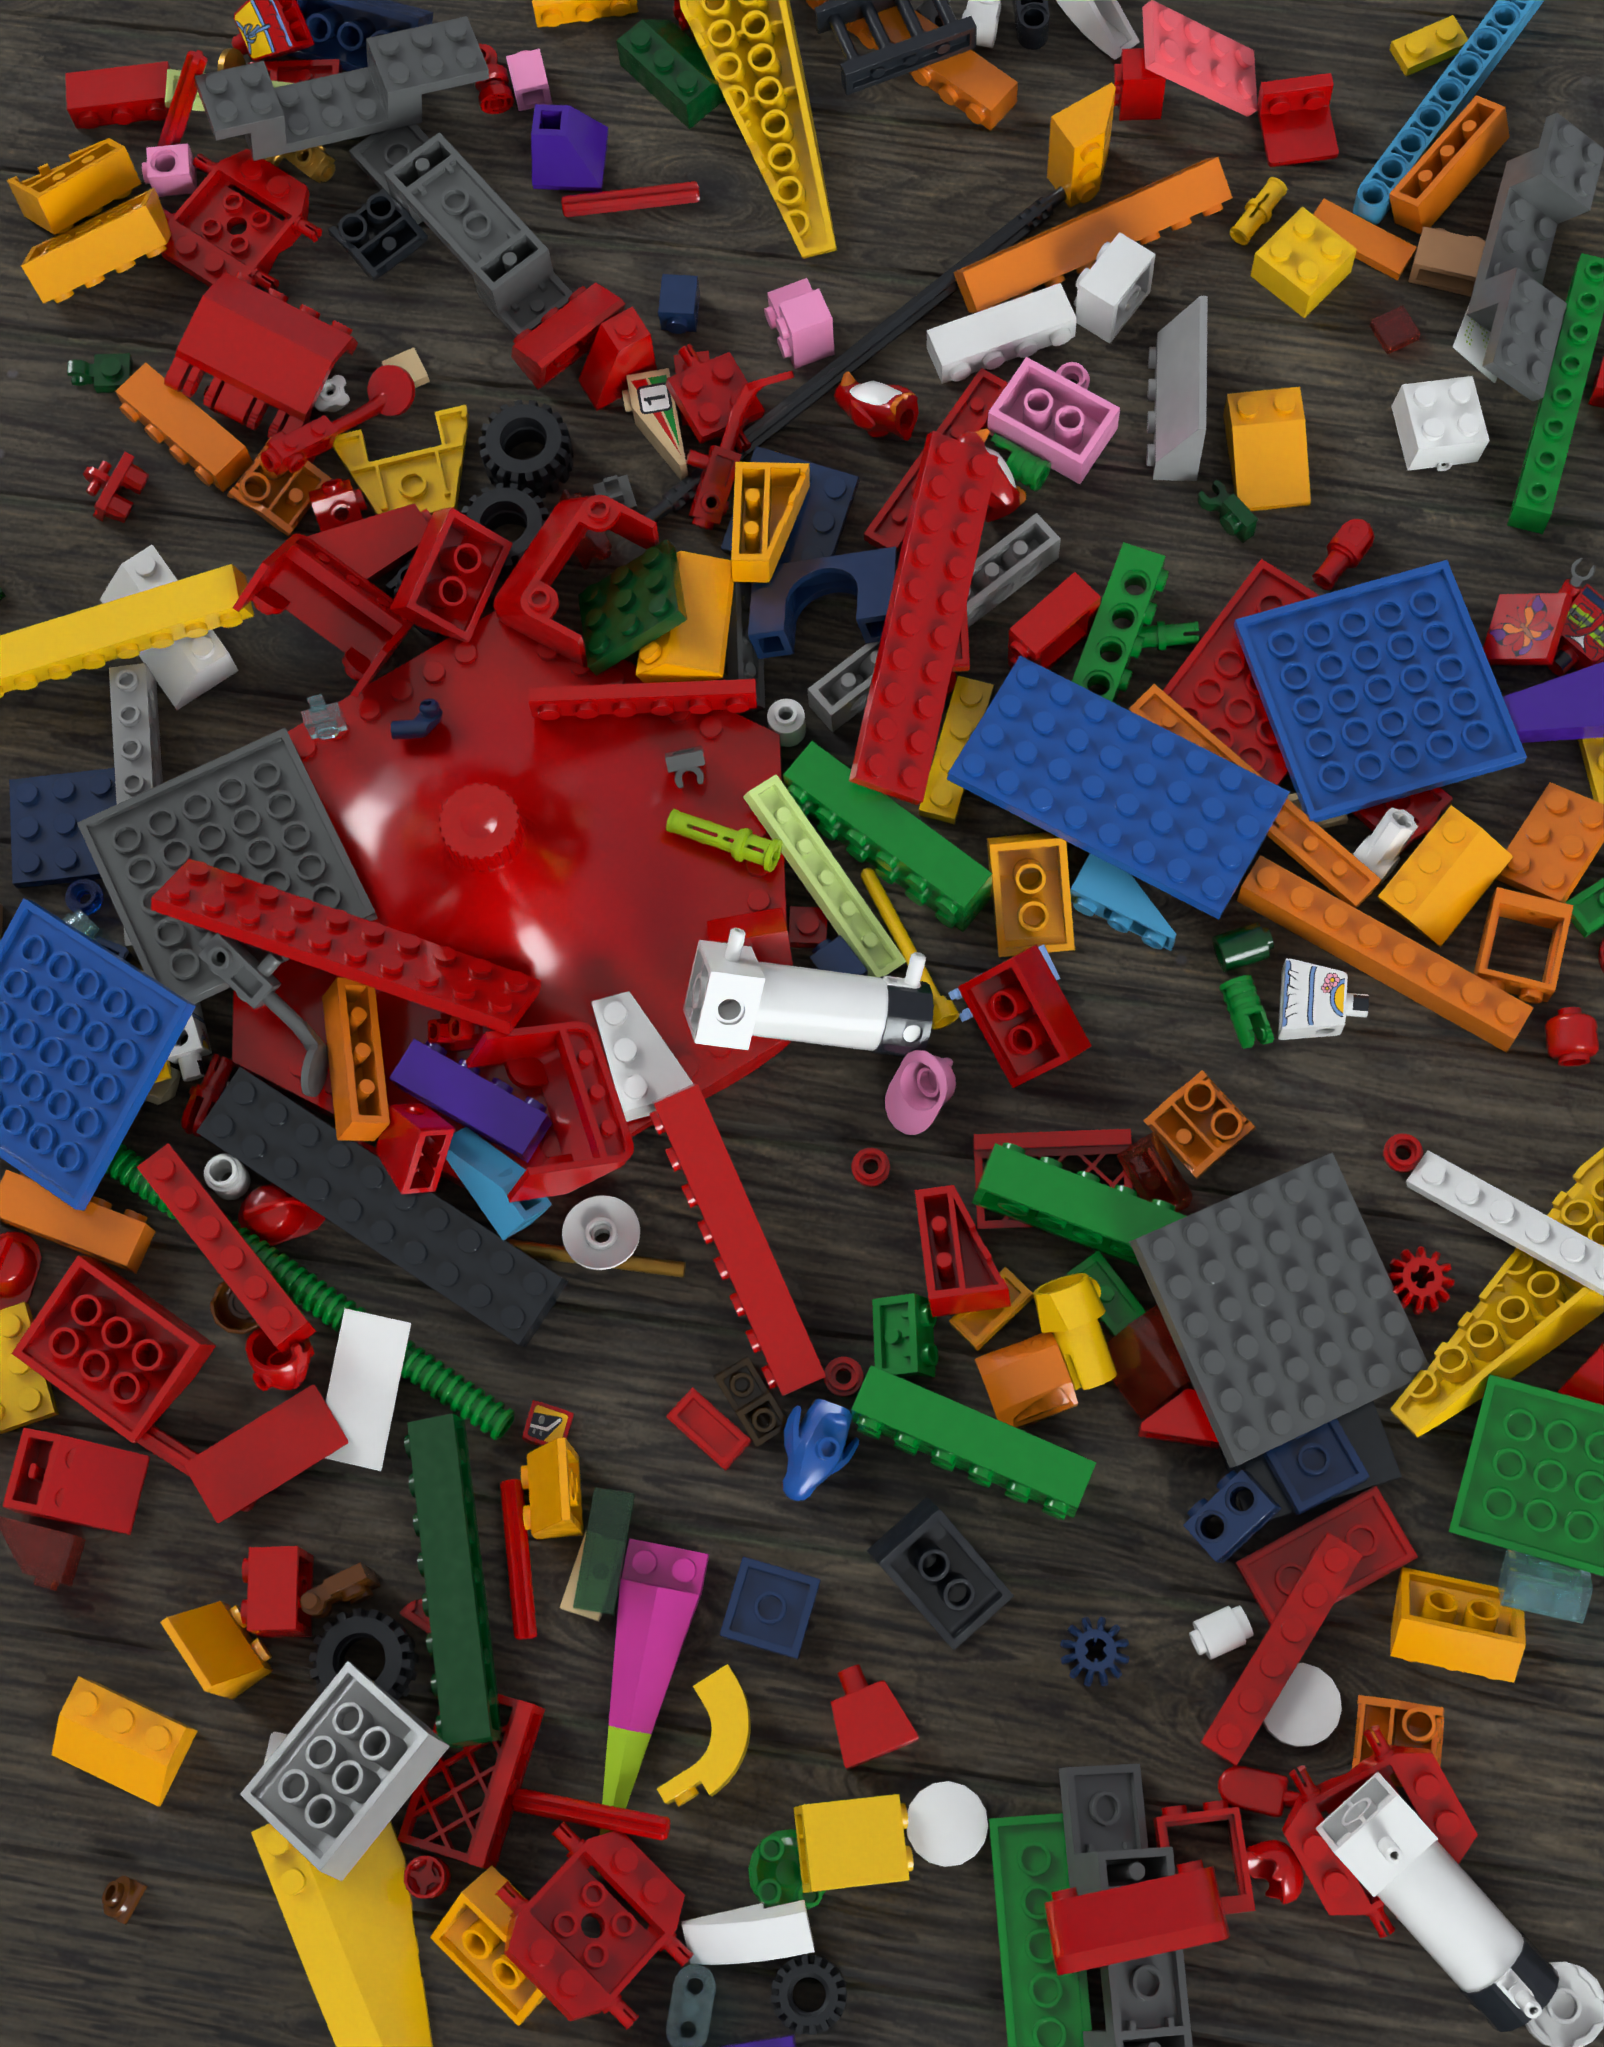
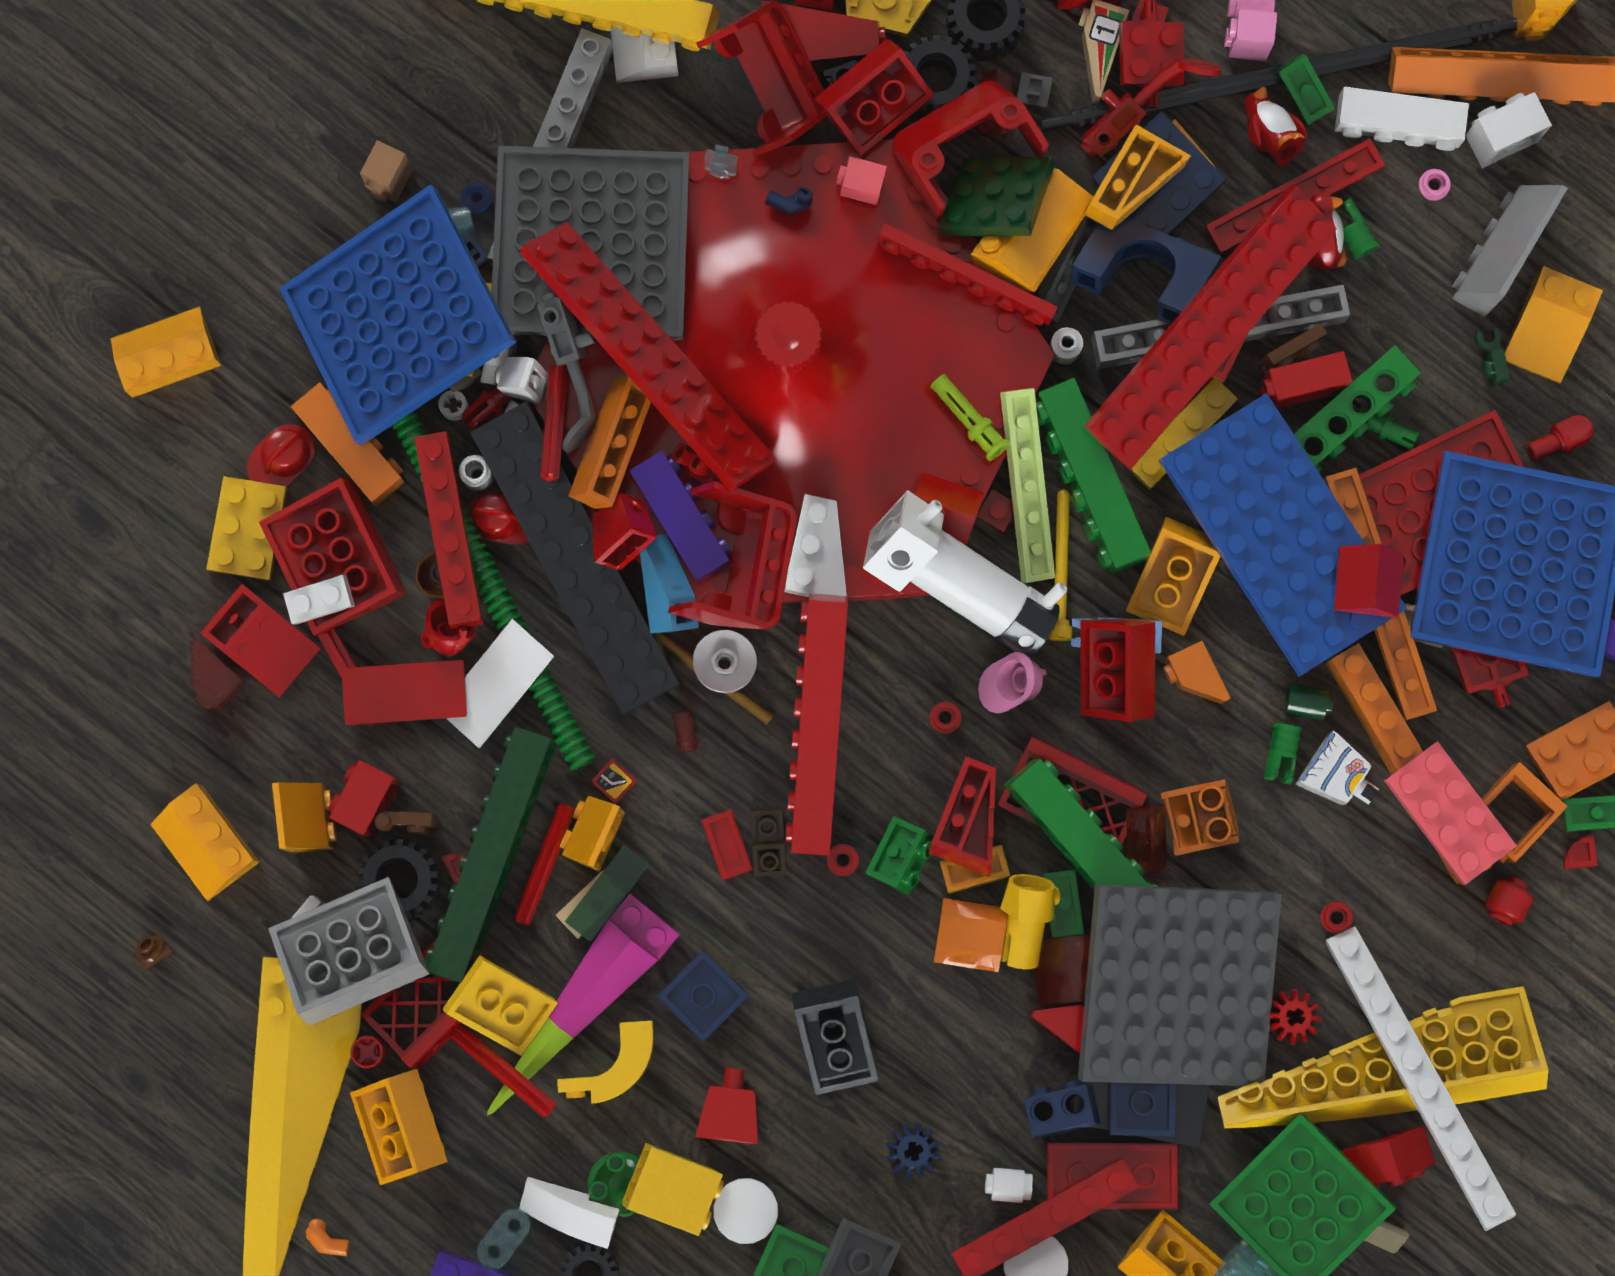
camera: 20 degrees right, 10 degrees up
(44, 825) = (479, 123): dark blue plate -> none
(118, 1399) = (319, 599): none -> white plate
(155, 1119) = (446, 411): none -> white bush
(225, 1046) = (522, 379): none -> white slope
(282, 1073) = (553, 423): none -> red axle
(482, 662) = (861, 180): none -> coral brick
(548, 1740) = (500, 1005): none -> yellow plate
(584, 1972) = (430, 1153): red piece -> none
(598, 1332) = (685, 732): none -> clear red pin
(686, 760) = (972, 339): dark grey tile -> none
(815, 1447) = (795, 901): blue animal -> none
(836, 957) = (1003, 552): dark blue brick -> none
(889, 354) = (1305, 89): none -> green plate
(971, 1442) = (907, 959): green brick -> none
(1025, 597) = (1295, 349): none -> reddish brown plate
(1054, 419) = (1400, 212): bright pink brick -> none
(1110, 979) = (1196, 673): none -> orange slope
(1120, 900) = (1238, 620): dark azure slope -> none
(1233, 781) = (1368, 580): none -> red slope
(1383, 846) = (1453, 685): white piece -> none
(1445, 876) = (1488, 731): light orange slope -> none
(1458, 973) = (1450, 813): none -> coral plate

